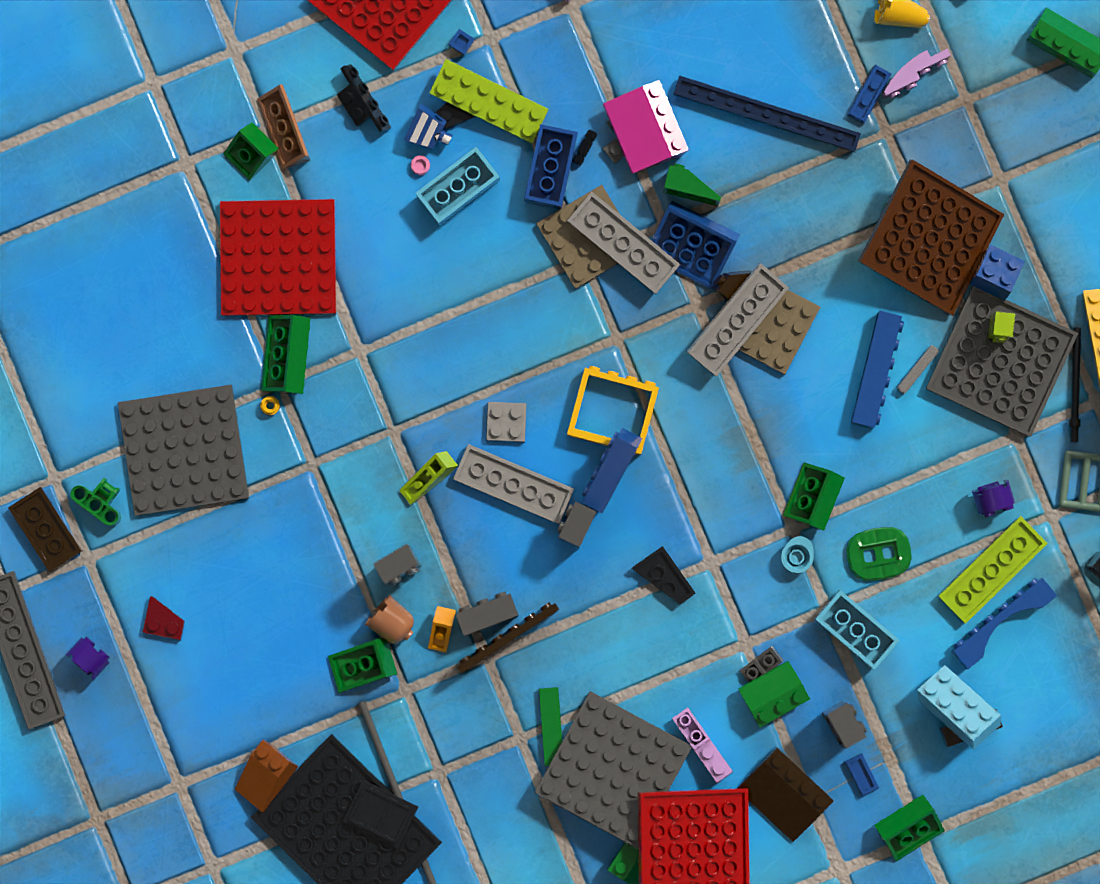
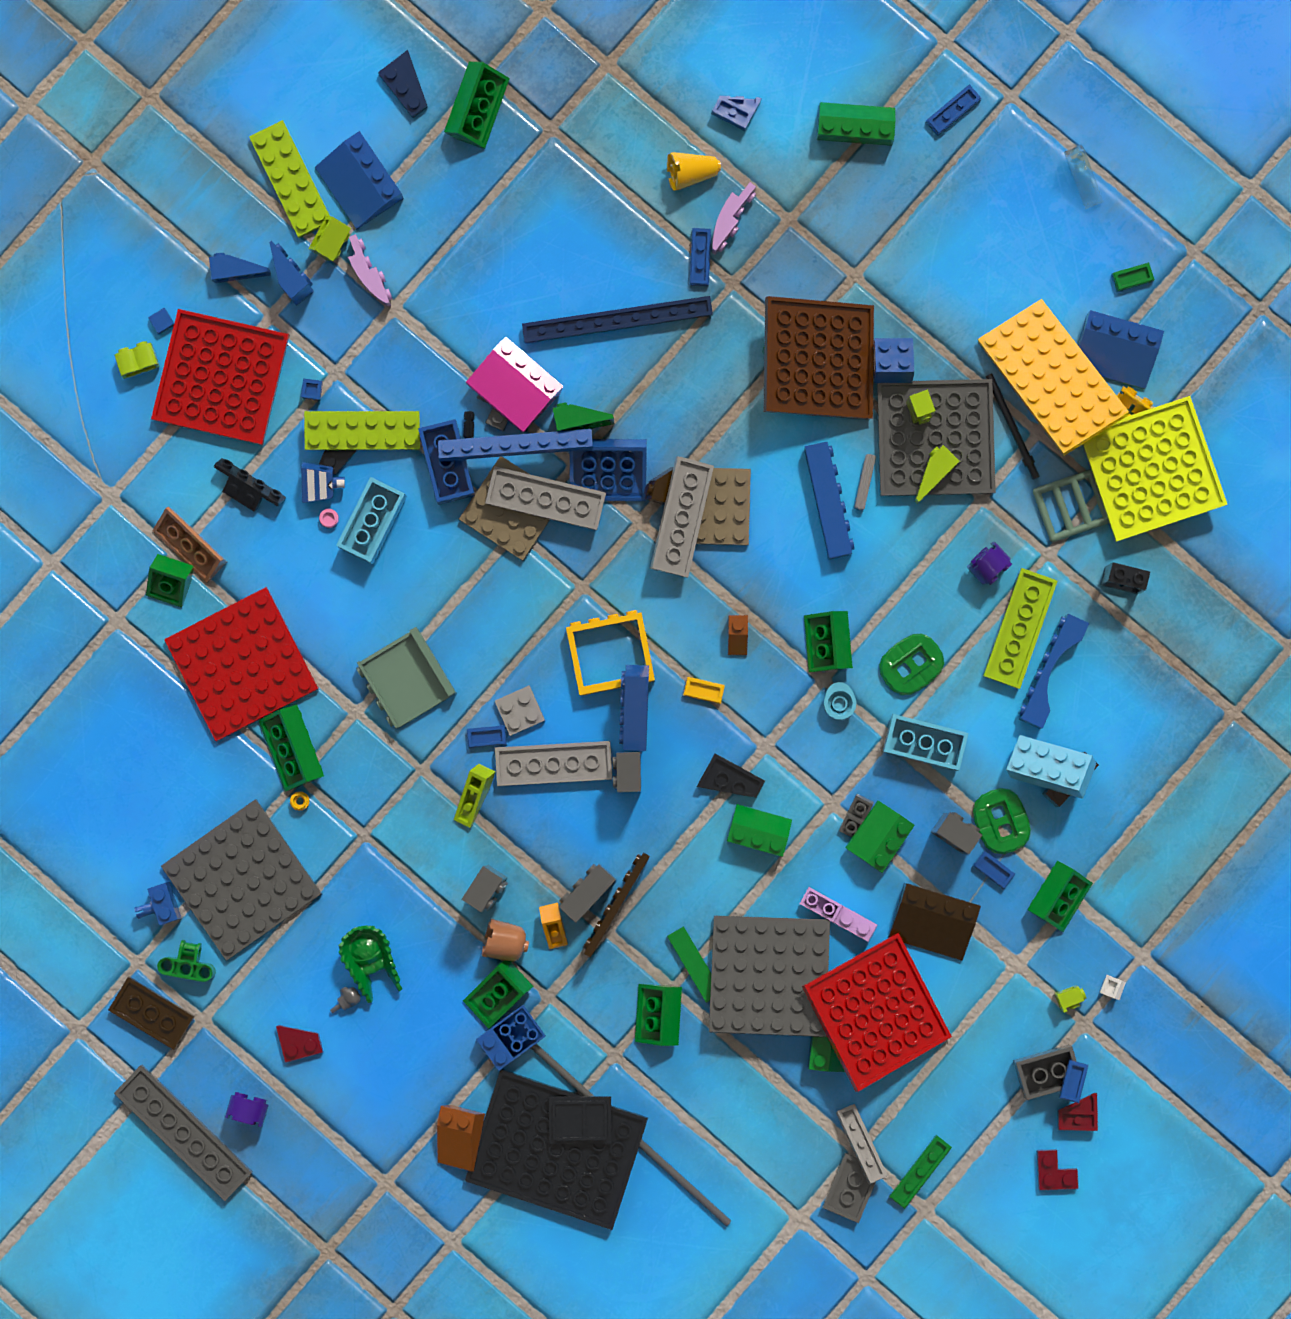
camera: 20 degrees left, 0 degrees up
(102, 437) = (162, 904): none -> blue brick
(226, 604) = (348, 999): none -> dark grey piece
(263, 570) = (364, 953): none -> green piece
(355, 709) = (510, 1037): none -> blue slope
(418, 343) = (406, 678): none -> sand green panel
(465, 430) = (486, 736): none -> blue tile
(496, 755) = (658, 1014): none -> green slope
(620, 181) = (515, 445): none -> plate
(668, 635) = (759, 830): none -> green slope
(680, 485) = (704, 690): none -> yellow tile
(735, 450) = (737, 634): none -> dark orange slope
(904, 735) = (1014, 815): none -> green piece
(990, 388) = (937, 467): none -> lime slope

